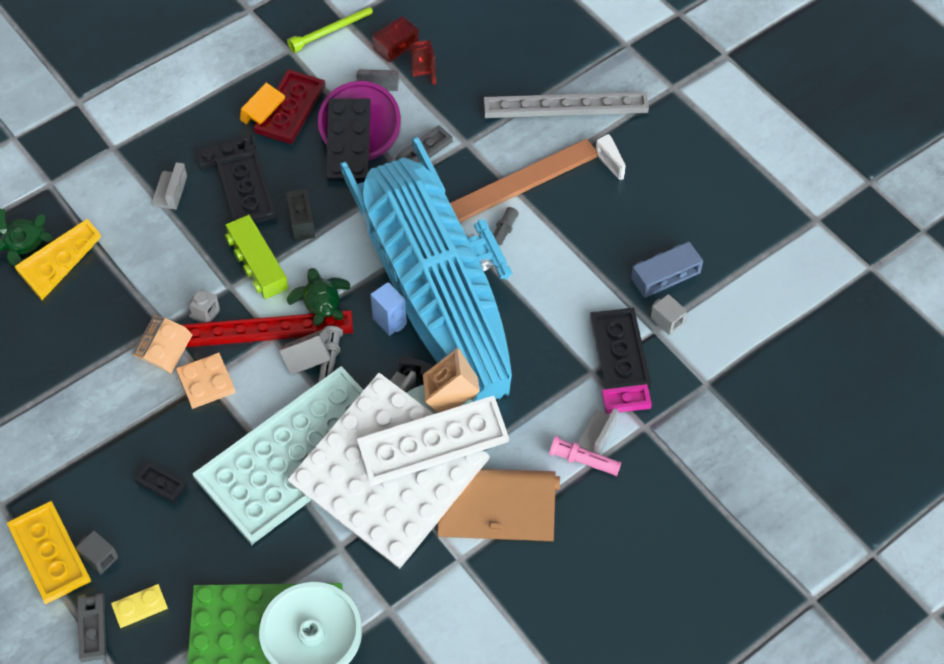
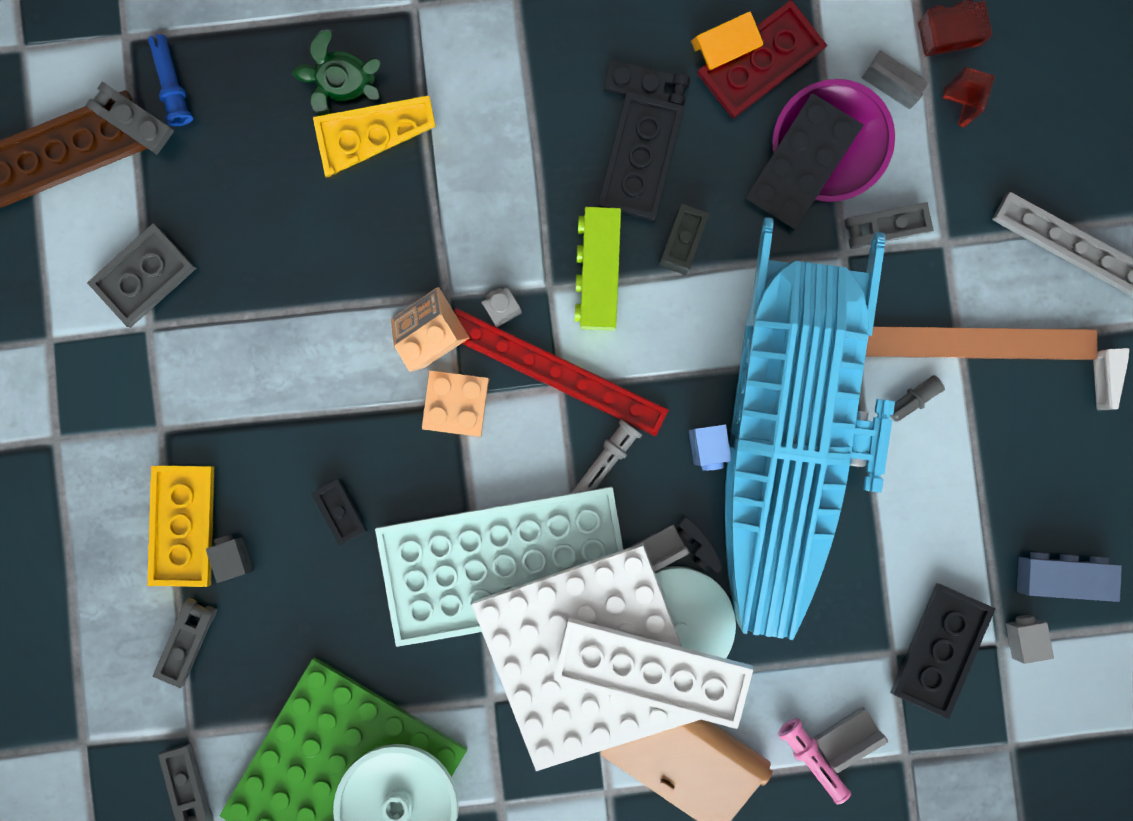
camera: 30 degrees right, 30 degrees up
(139, 606) = (246, 645): light yellow plate -> none
(170, 187) = (551, 100): light grey panel -> none
(306, 352) = (585, 439): light grey panel -> none
(320, 296) = (642, 371): dark green animal -> none
(450, 382) = (715, 609): light nougat slope -> none
(626, 398) = (908, 718): dark pink plate -> none

